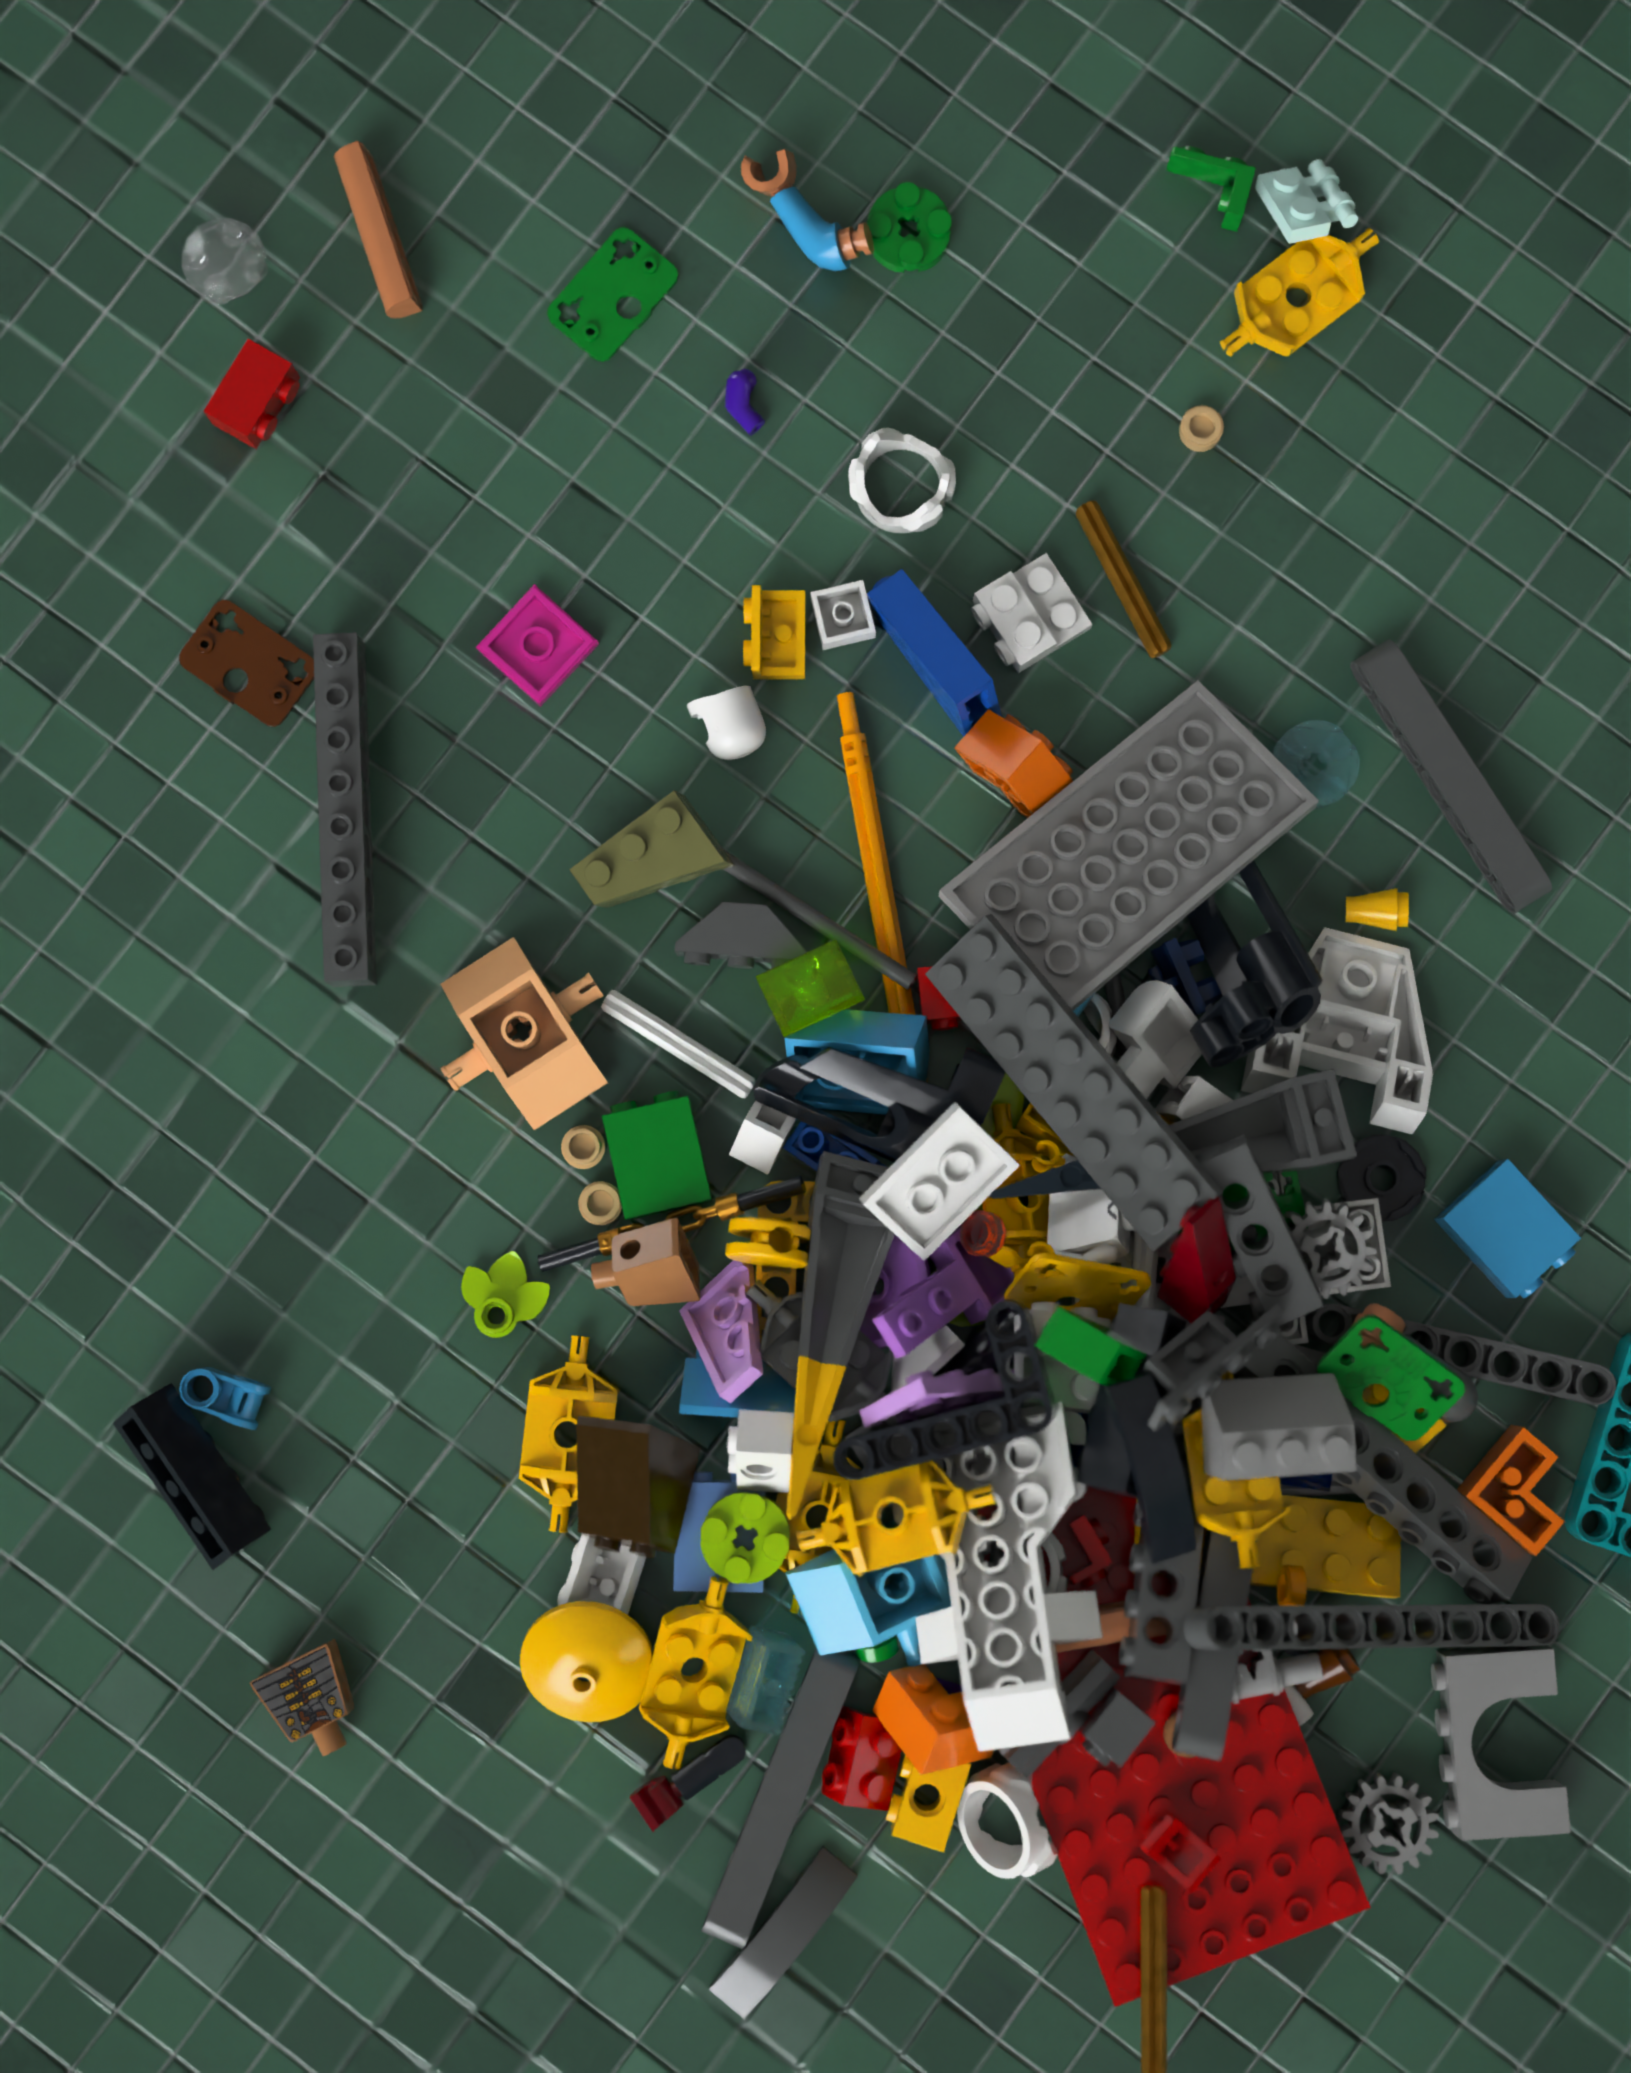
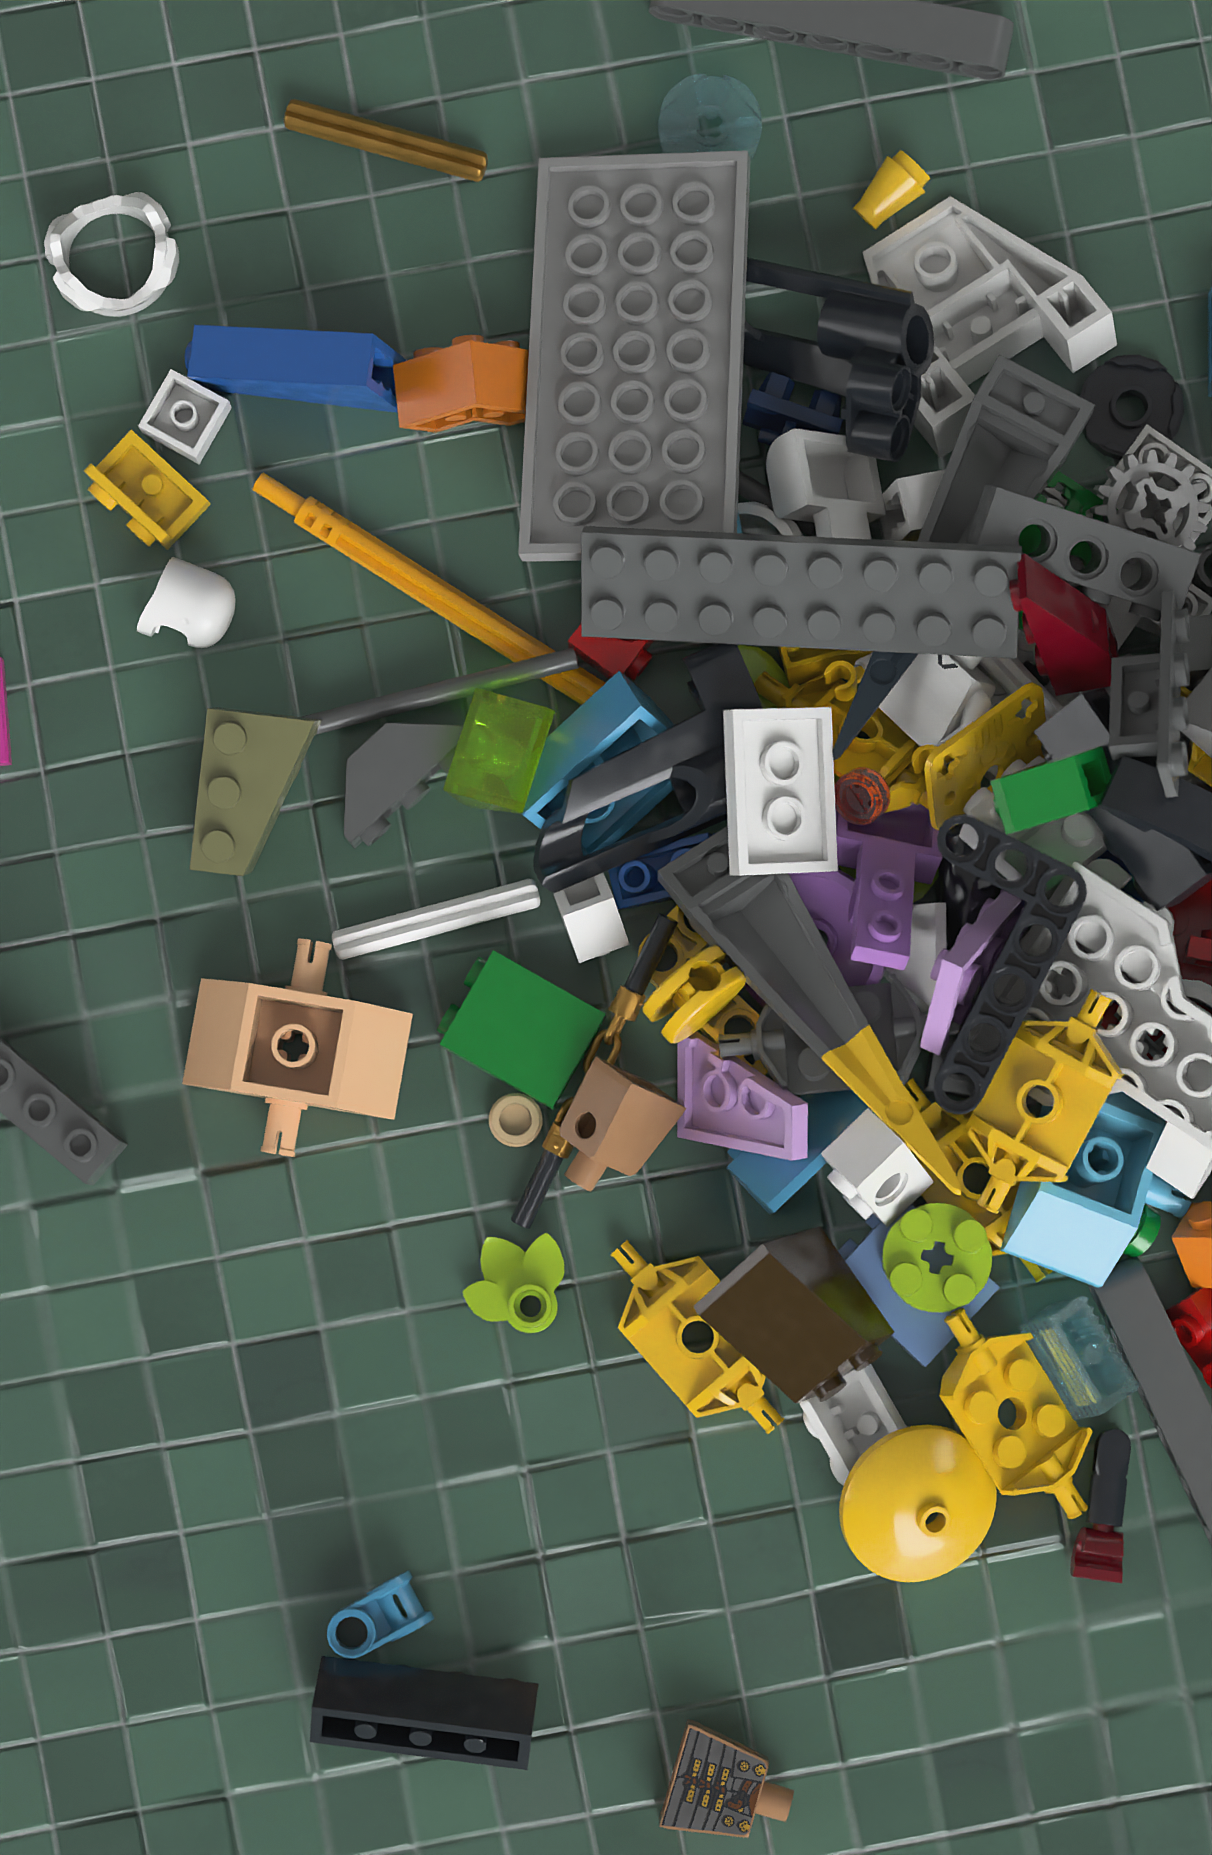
camera: 50 degrees left, 0 degrees up
(583, 1147) = (450, 1089): tan plate -> none
(1030, 613) = (339, 250): white plate -> none

